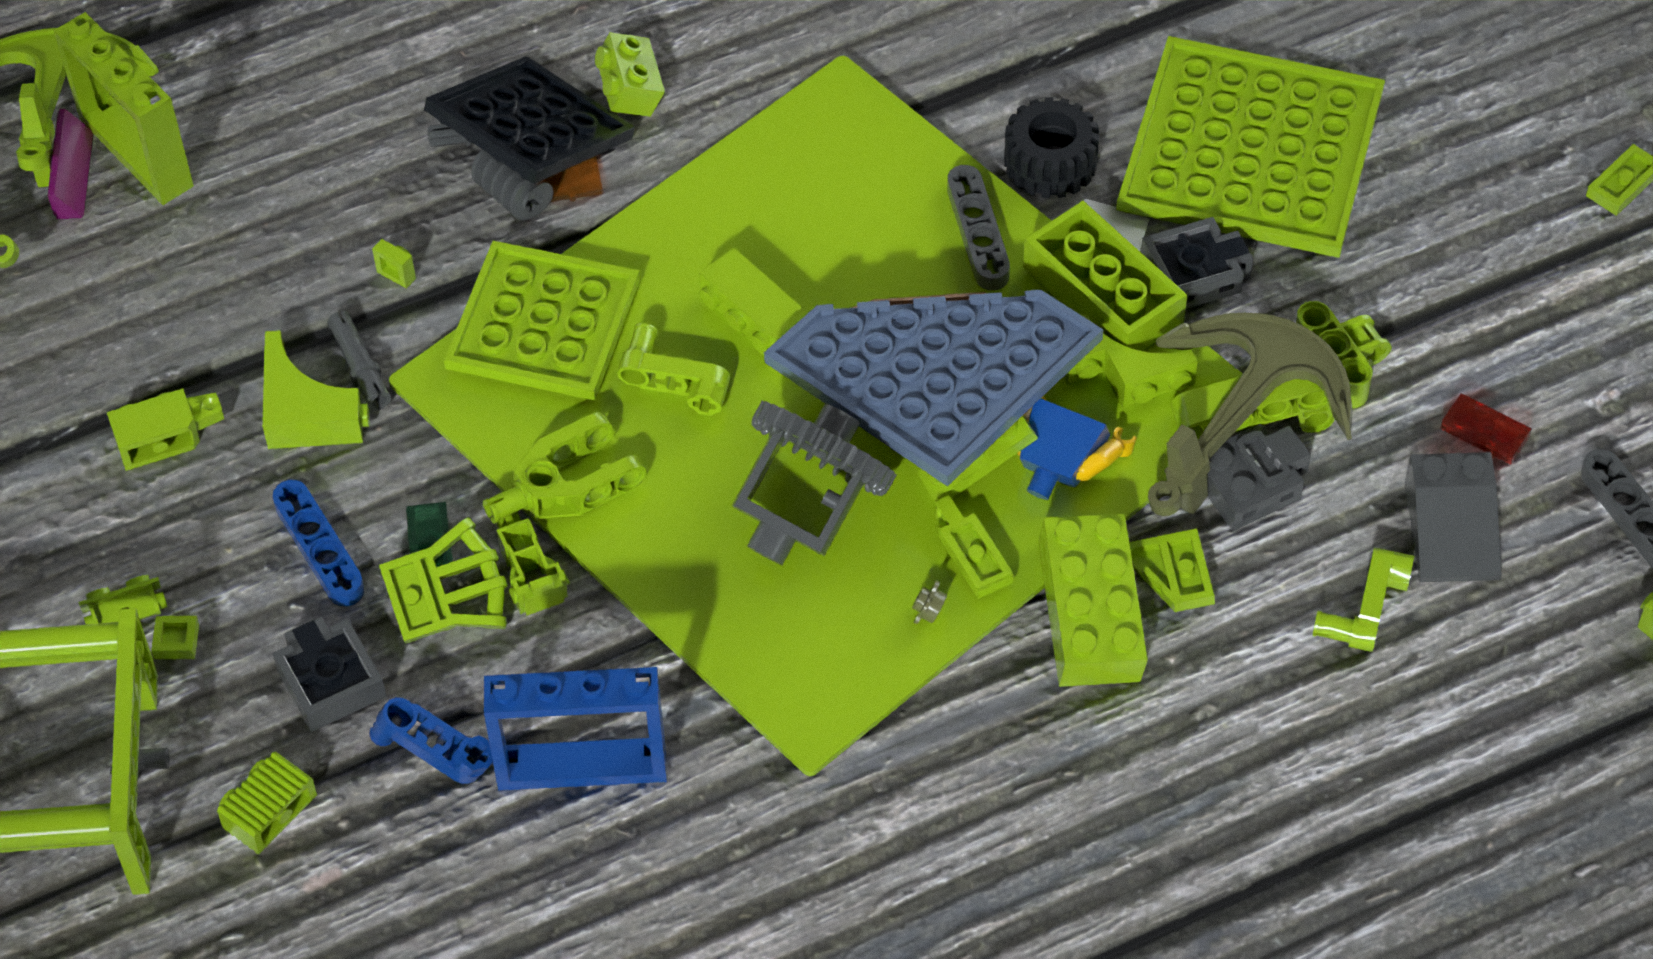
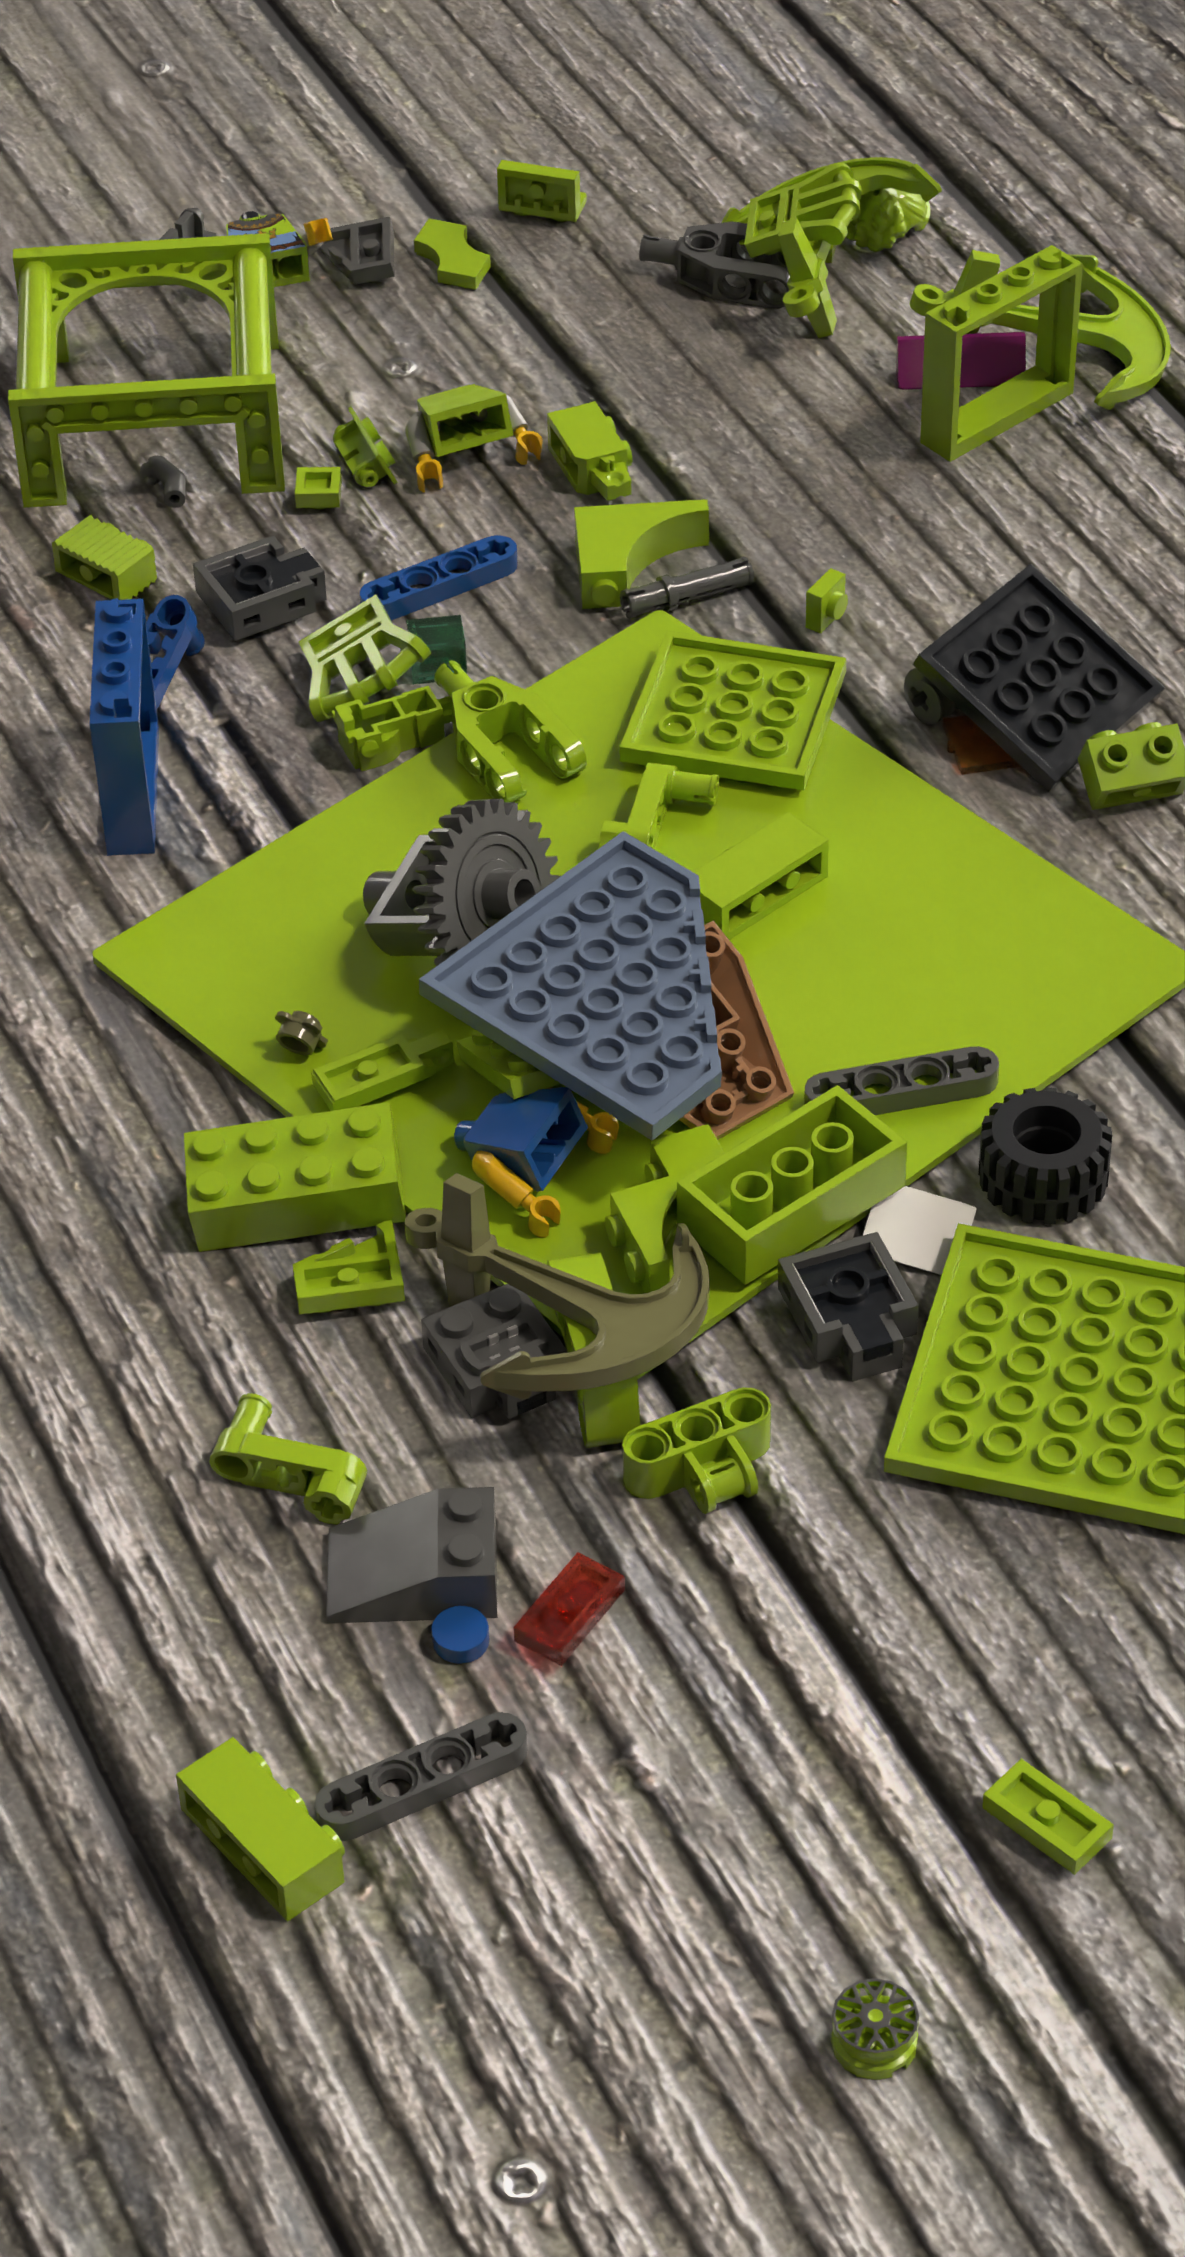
camera: 90 degrees right, 10 degrees down
(110, 523) = (464, 420): none -> lime torso
(1512, 495) = (460, 1634): none -> blue tile

